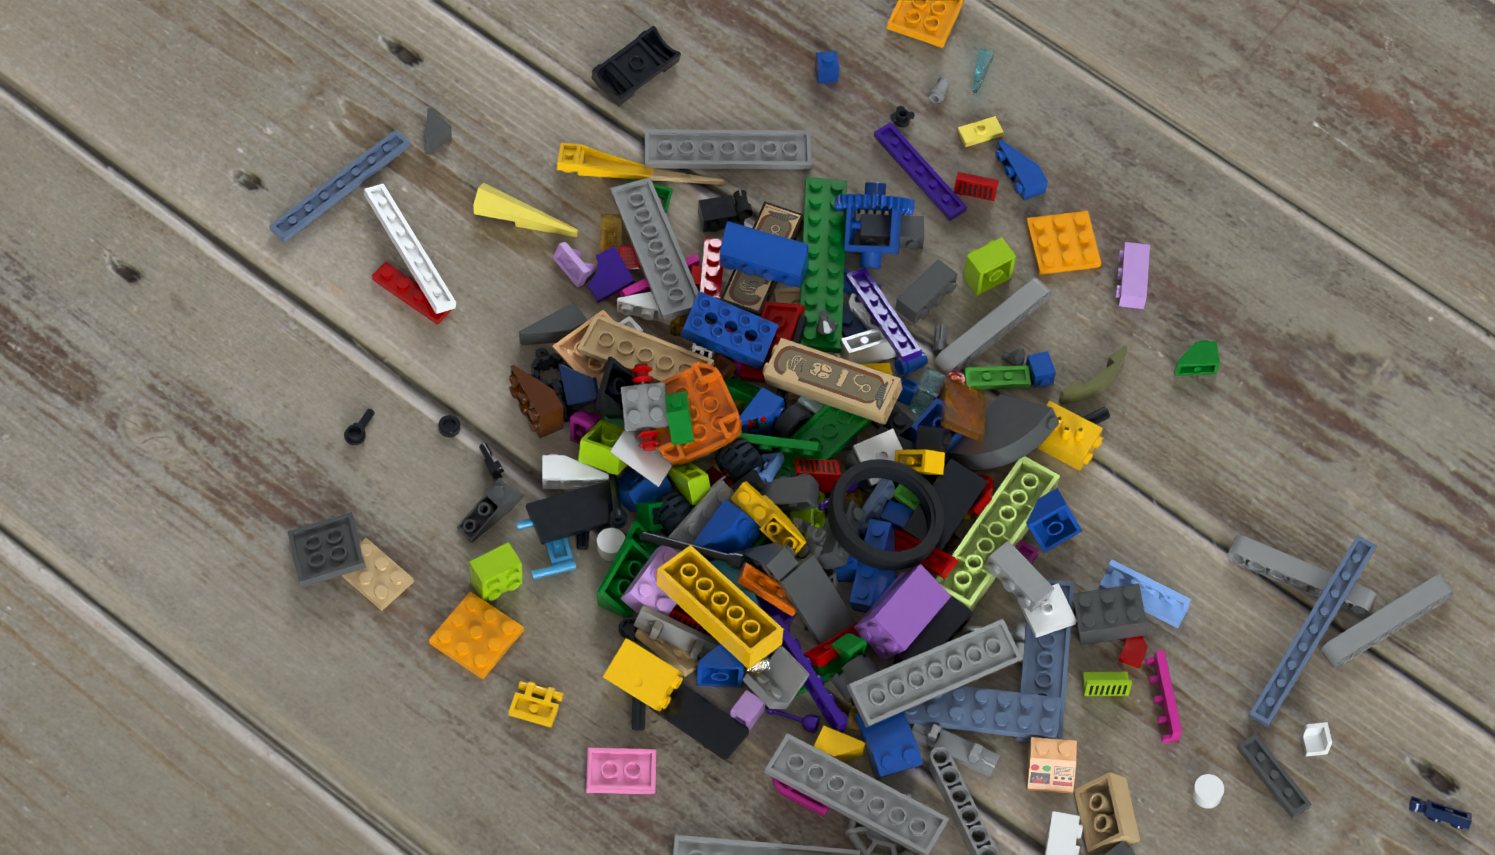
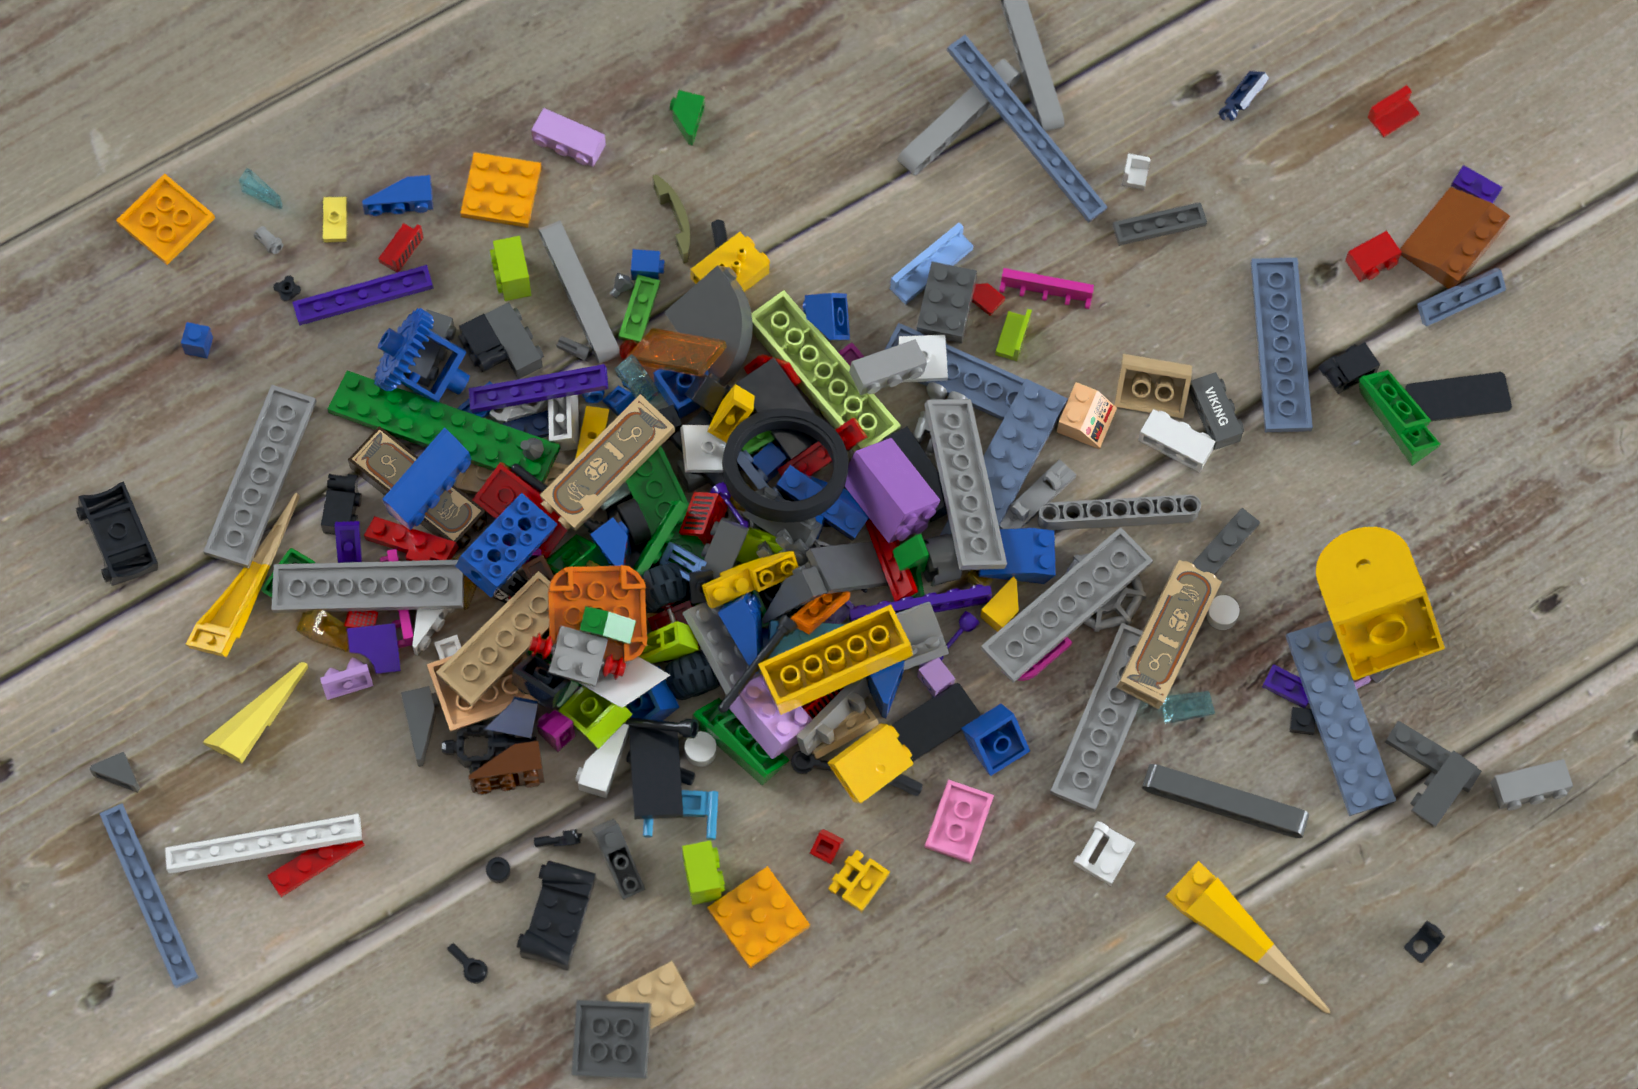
camera: 70 degrees left, 10 degrees up
(423, 481) = (557, 914): none -> black piece
(560, 670) = (826, 846): none -> red slope
(649, 515) = (689, 699): green brick -> none
(690, 225) = (348, 542): none -> dark purple plate
(707, 776) = (996, 739): none -> blue slope
(911, 267) = (482, 343): none -> black hinge
(1208, 791) = (1156, 287): white piece -> none

